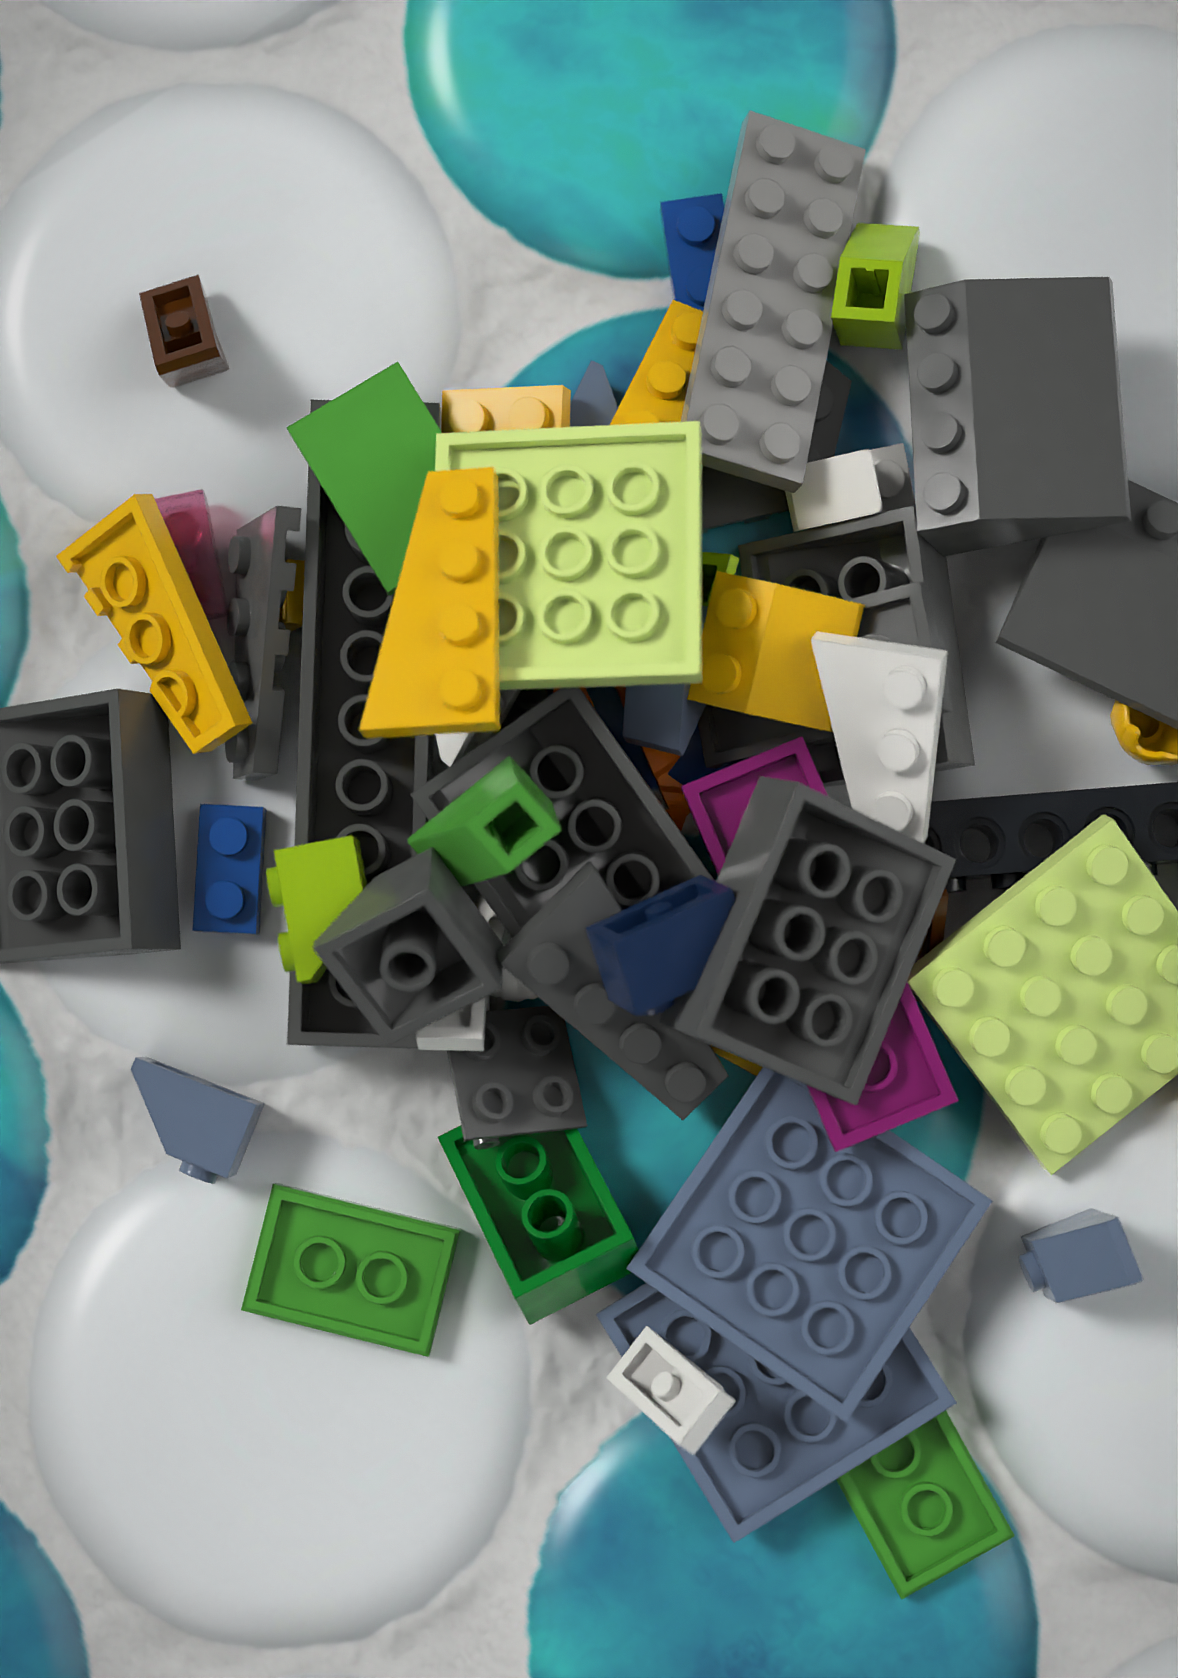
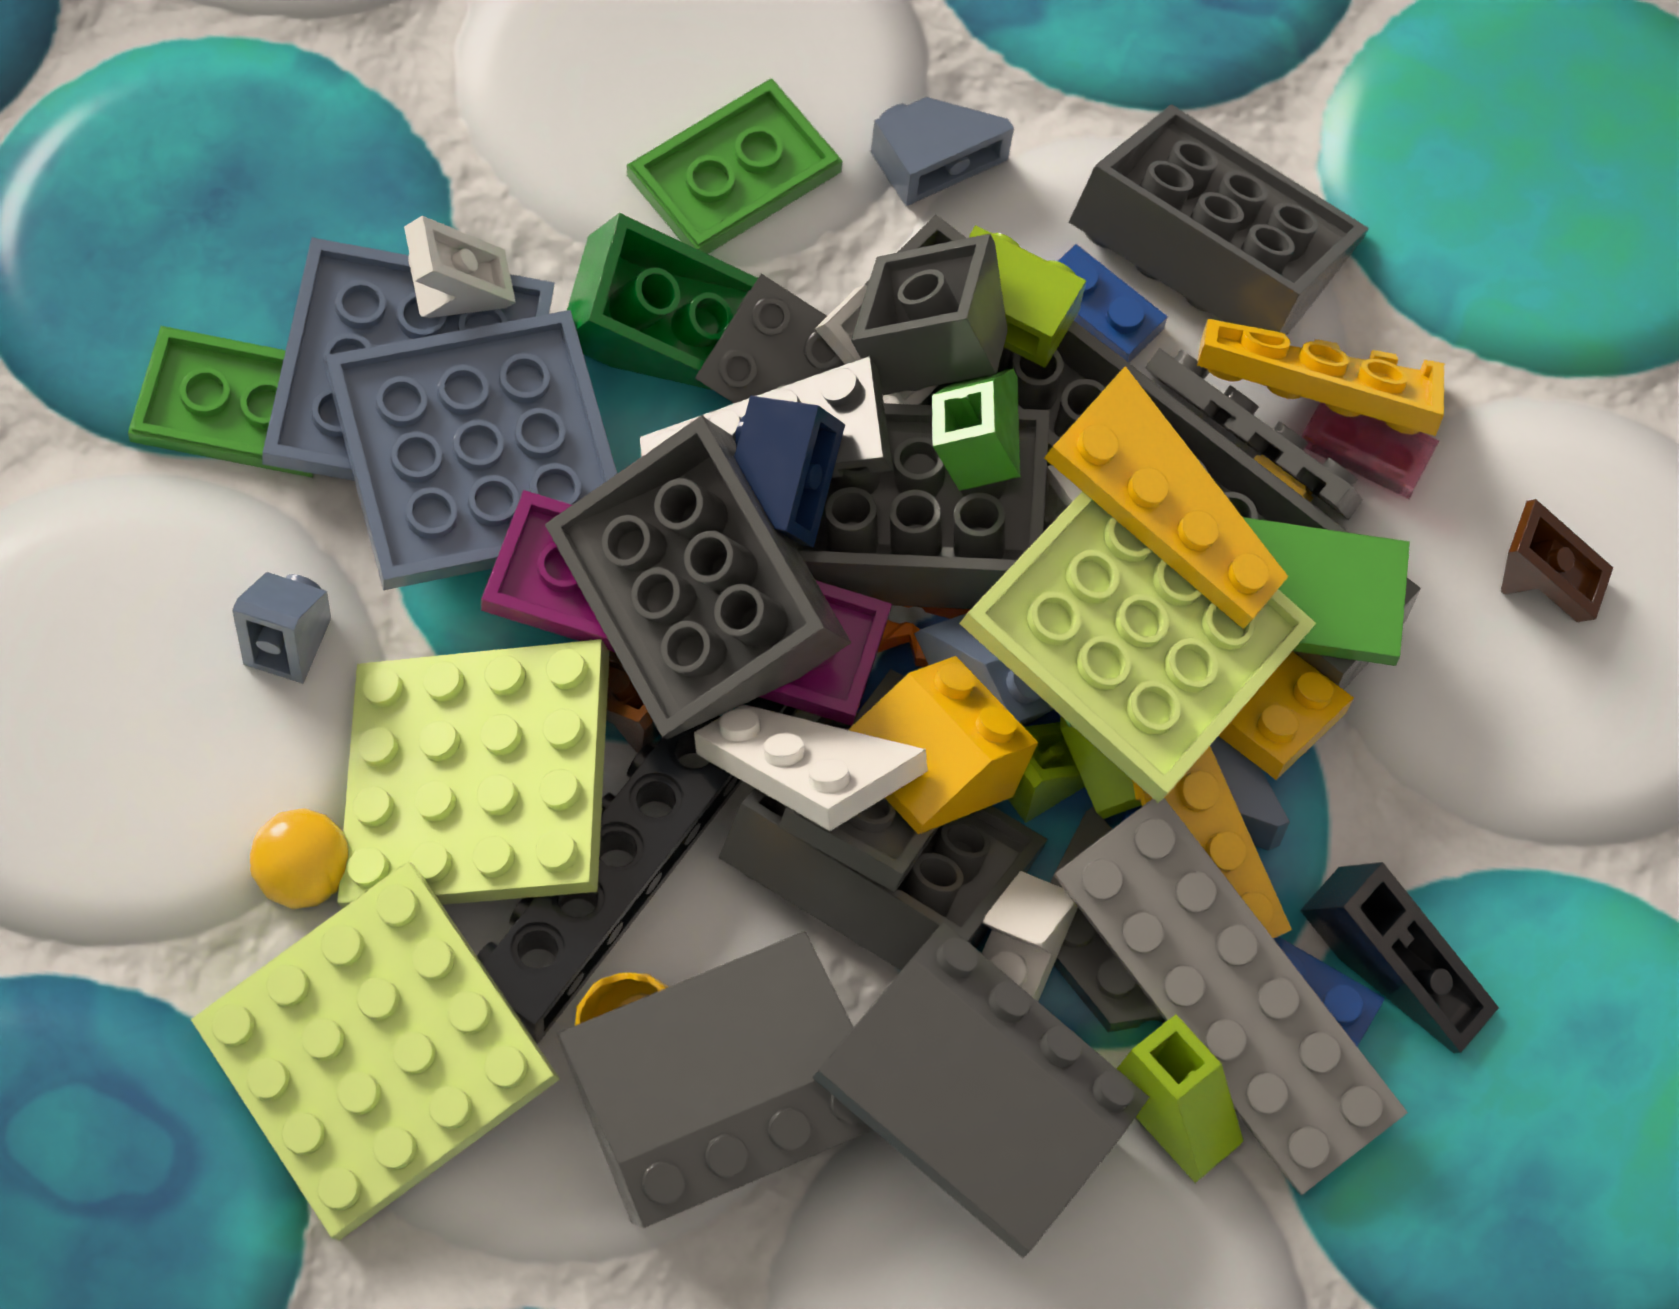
camera: 120 degrees right, 20 degrees down
(618, 216) = (1399, 952): none -> black slope

